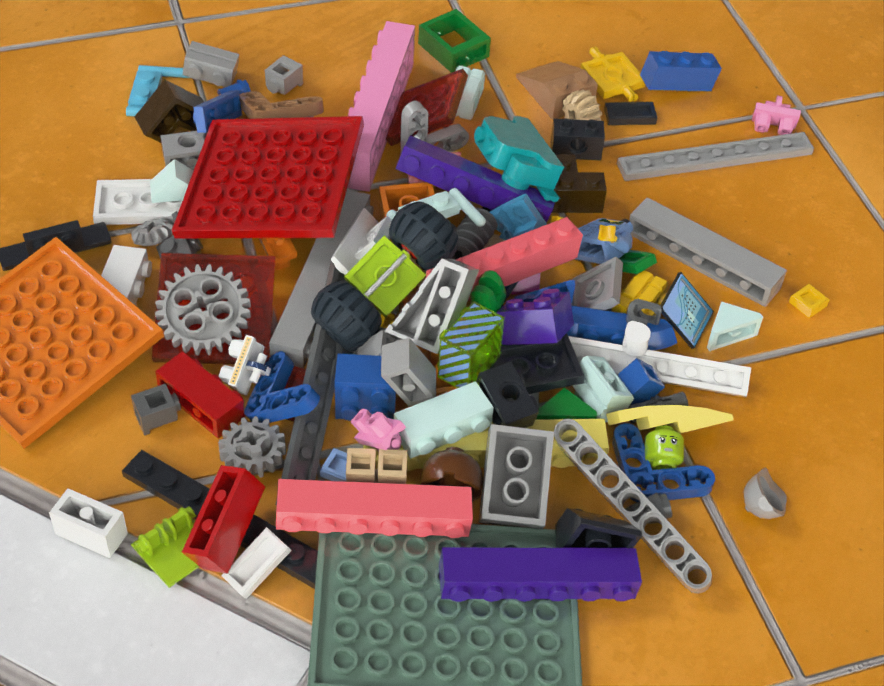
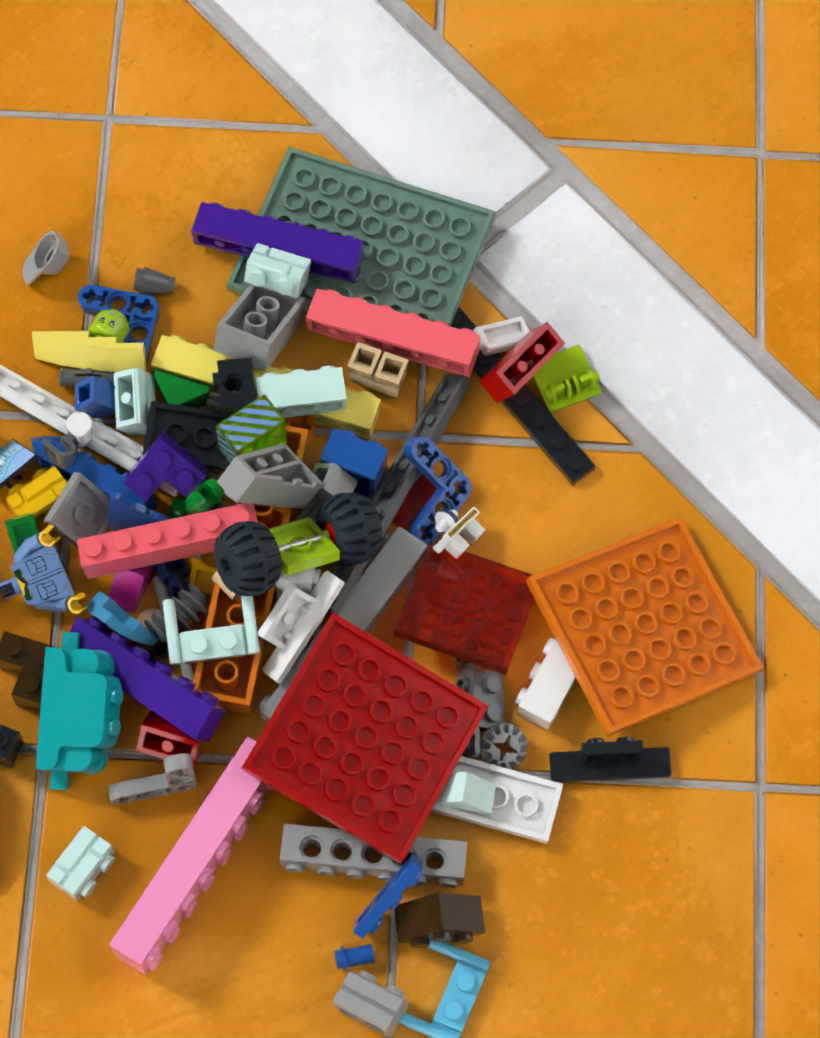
camera: 160 degrees left, 20 degrees up
(88, 523) = (634, 409): white brick -> none
(155, 407) = (555, 508): dark grey brick -> none
(201, 394) = (506, 521): red brick -> none
(213, 330) = (482, 590): light grey gear -> none
(252, 446) = (462, 448): light grey gear -> none
(257, 106) = (322, 878): medium nougat beam -> none
(280, 79) = (290, 946): light grey brick -> none
(335, 466) = (400, 413): light blue tile -> none
(377, 430) = (364, 391): bright pink hips -> none
(408, 371) = (318, 428): light grey brick -> none
(439, 98) = (139, 826): clear red plate -> none
(453, 468) = (312, 347): reddish brown cylinder -> none
(475, 47) = (42, 936): green window -> none
(523, 526) = (277, 270): none -> light aqua brick
(592, 530) = (214, 256): black slope -> none
(644, 514) = (173, 274): light grey beam -> none

